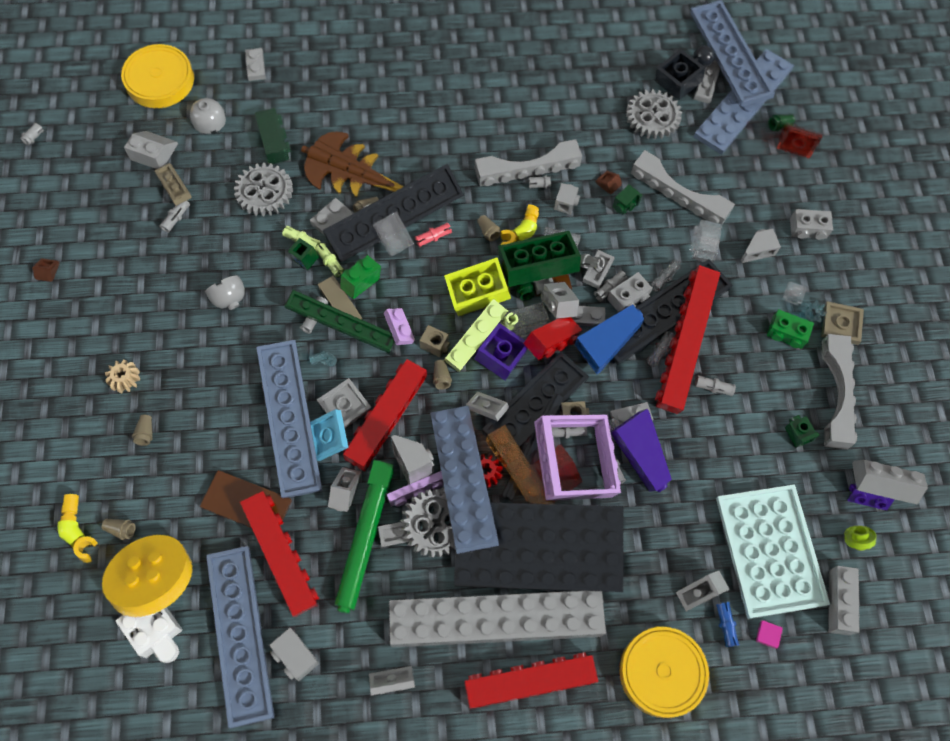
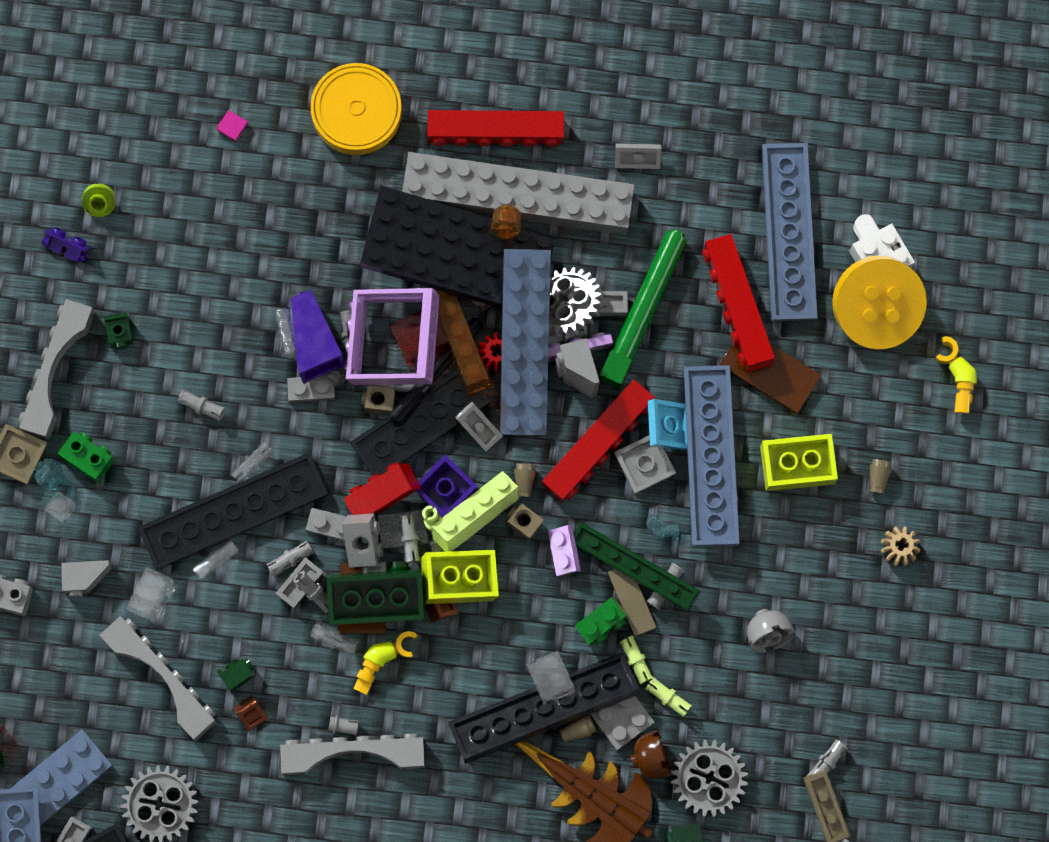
camera: 170 degrees left, 10 degrees up
(45, 269) = (991, 714): copper slope -> none
(119, 528) = (910, 367): dark tan cone -> none
(212, 424) = (798, 462): none -> neon yellow brick
(293, 654) = (734, 198): light grey brick -> none
(303, 254) = (668, 666): dark green brick -> none
(308, 192) = (651, 756): none -> reddish brown cylinder
(344, 489) = (658, 363): light grey slope -> none
(433, 234) = (499, 672): coral pin -> none
(489, 228) = (426, 667): dark tan cone -> none
(501, 580) = (506, 221): none -> clear orange head
(522, 309) = (410, 539): none -> light grey pin
(566, 198) = (313, 692): light grey brick -> none
(607, 338) = (315, 478): blue slope -> none
(630, 292) = (269, 540): light grey brick -> none
(672, 466) = (285, 331): none -> clear pin
(688, 340) = (217, 463): red brick -> none
(702, 590) = (289, 180): light grey slope -> none
(727, 624) = (273, 142): blue pin -> none
(772, 551) = (200, 208): light aqua plate -> none
(844, 600) = (142, 140): light grey brick -> none
(889, 481) = (43, 252): light grey slope -> none

